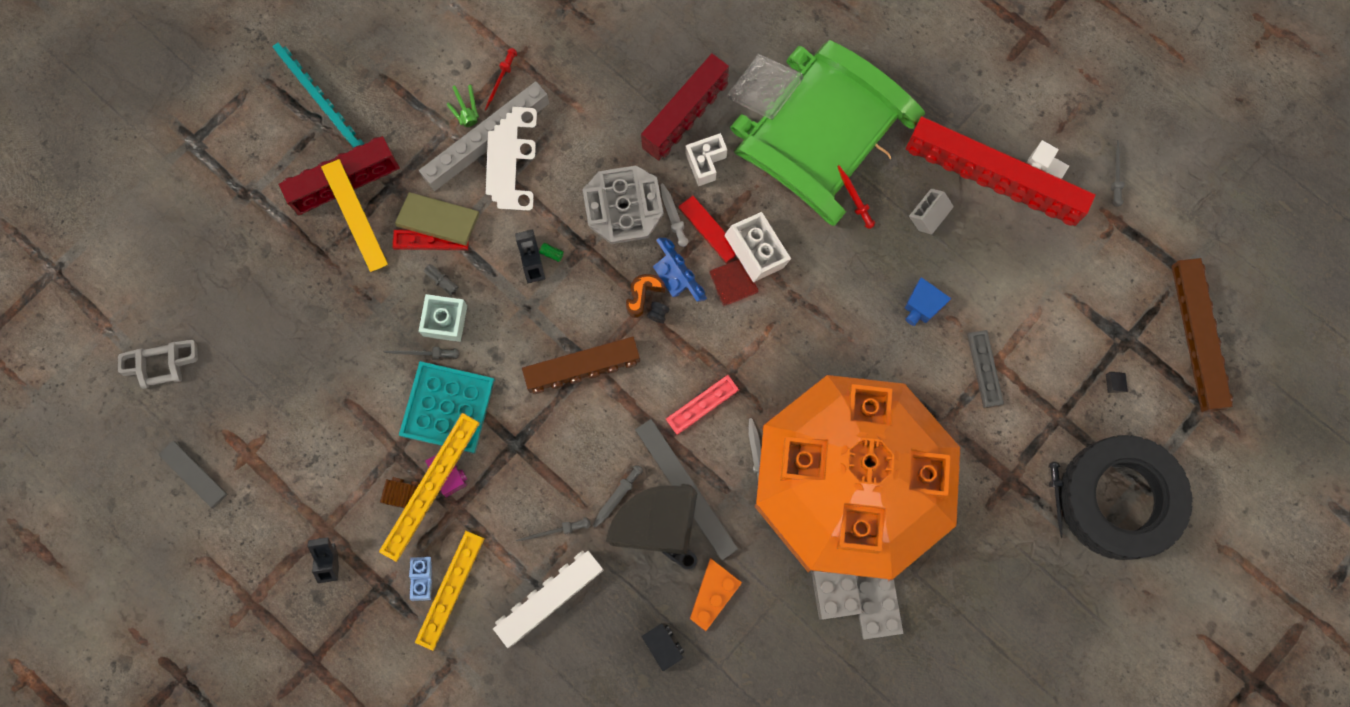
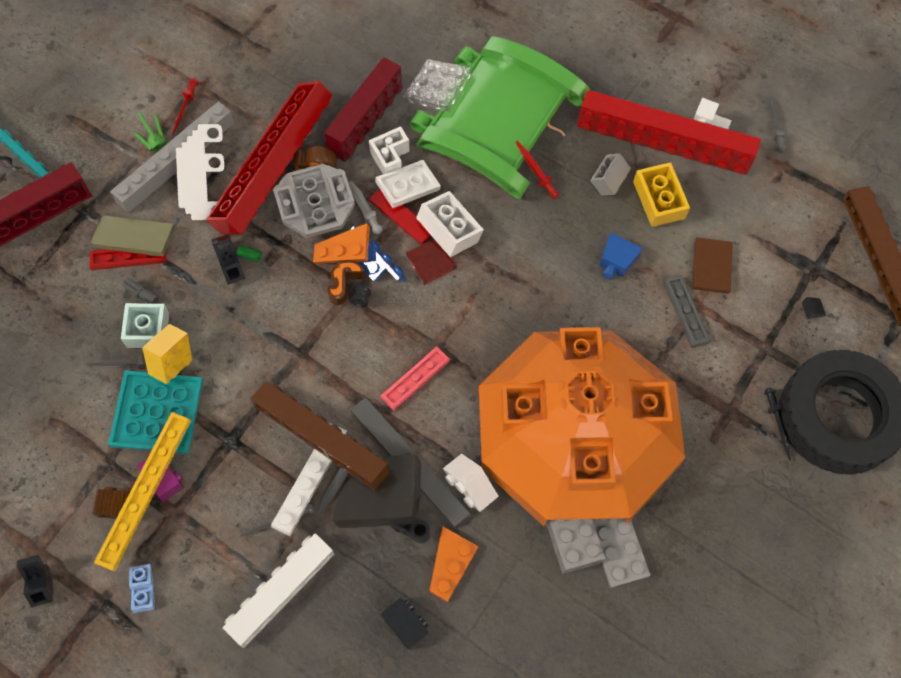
camera: 10 degrees left, 10 degrees down
(354, 215) = (48, 238): yellow tile -> none
(449, 590) = (173, 597): yellow tile -> none
(463, 352) = (167, 353): none -> yellow brick
(580, 365) = (289, 354): reddish brown brick -> none
(583, 151) = (269, 158): none -> red brick
(588, 495) = (302, 492): none -> white plate
(603, 454) = (321, 436): none -> reddish brown brick
(627, 156) = (314, 156): none -> reddish brown animal
(647, 259) = (343, 247): none -> orange wing
(720, 195) = (407, 183): none -> white plate
(742, 520) = (471, 481): none -> white brick
(755, 446) = (473, 411): light grey sword -> none
(980, 240) = (661, 194): none -> yellow brick
(1020, 323) = (712, 265): none -> reddish brown tile

